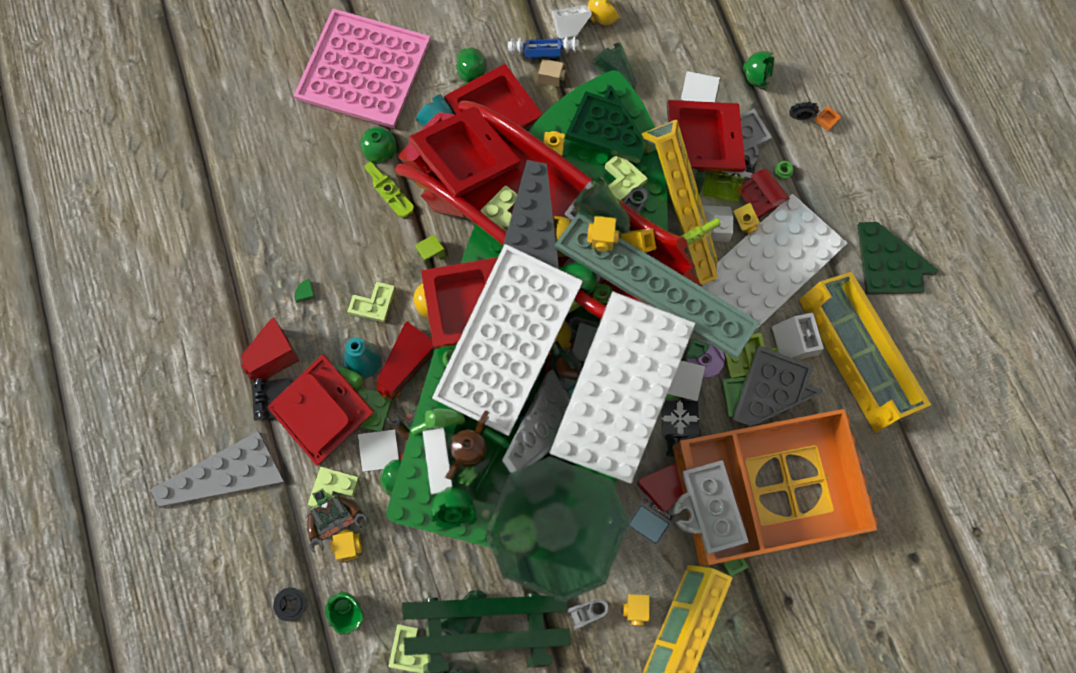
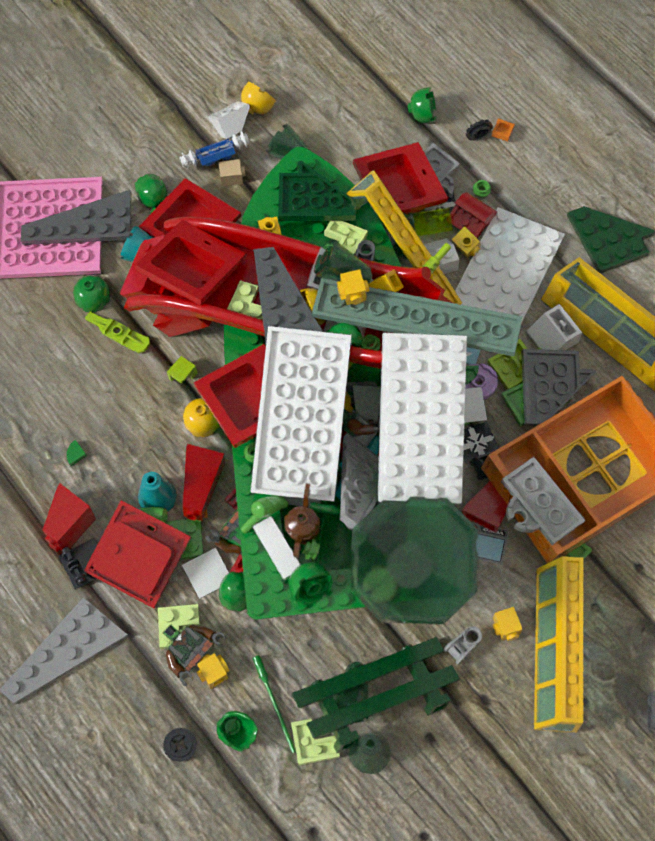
camera: 20 degrees left, 5 degrees down
(373, 308) = (151, 444): yellowish green plate -> none
(391, 569) = (263, 675): none -> green piece
(405, 77) = (96, 221): none -> dark grey wing
(699, 87) = (374, 140): white sticker -> none

